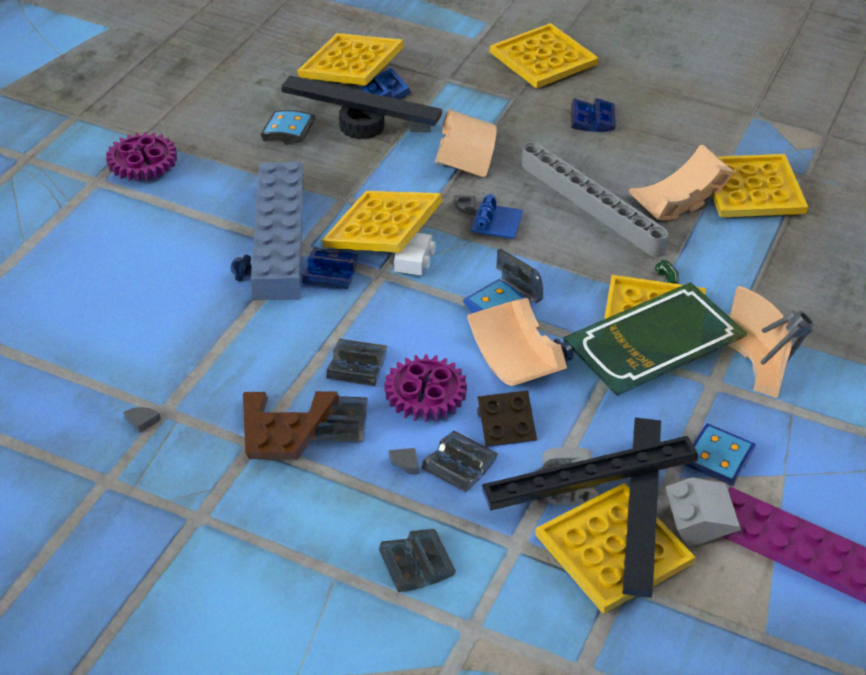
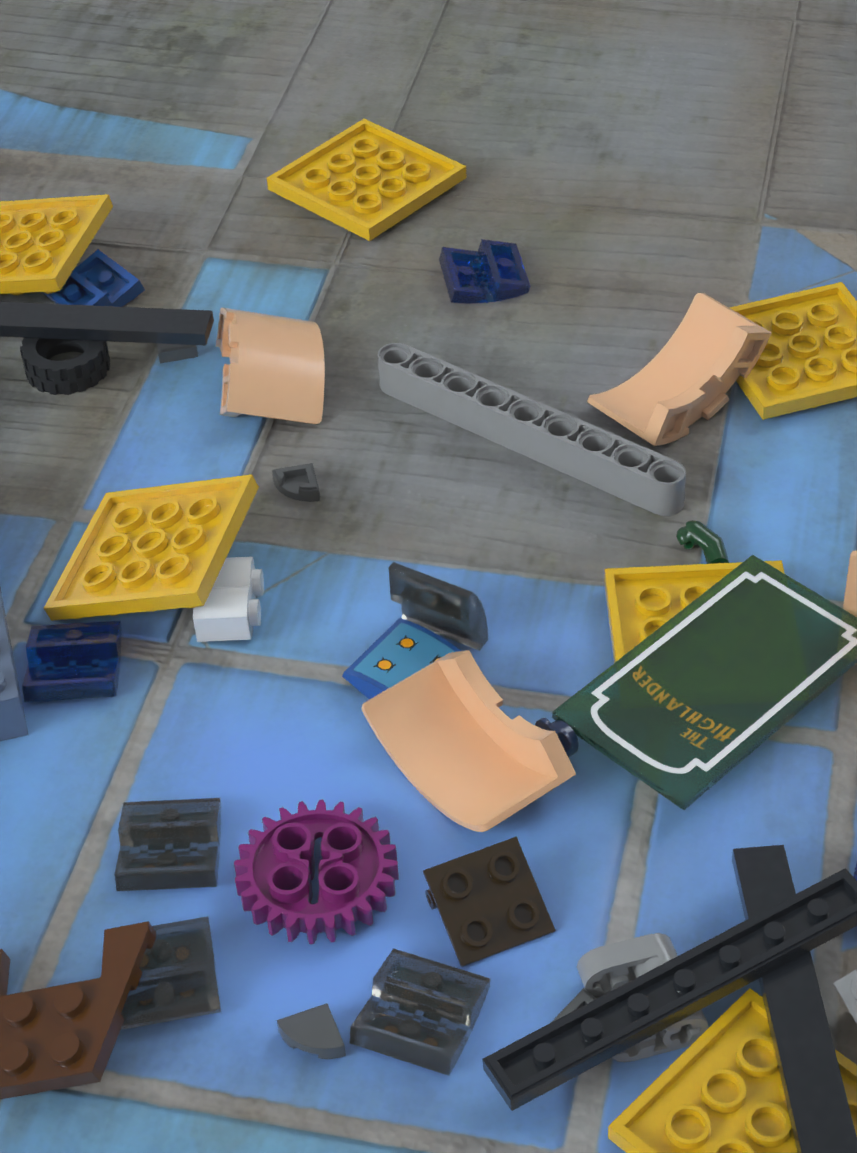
camera: 10 degrees left, 0 degrees up
(496, 219) = (362, 501): blue hinge -> none

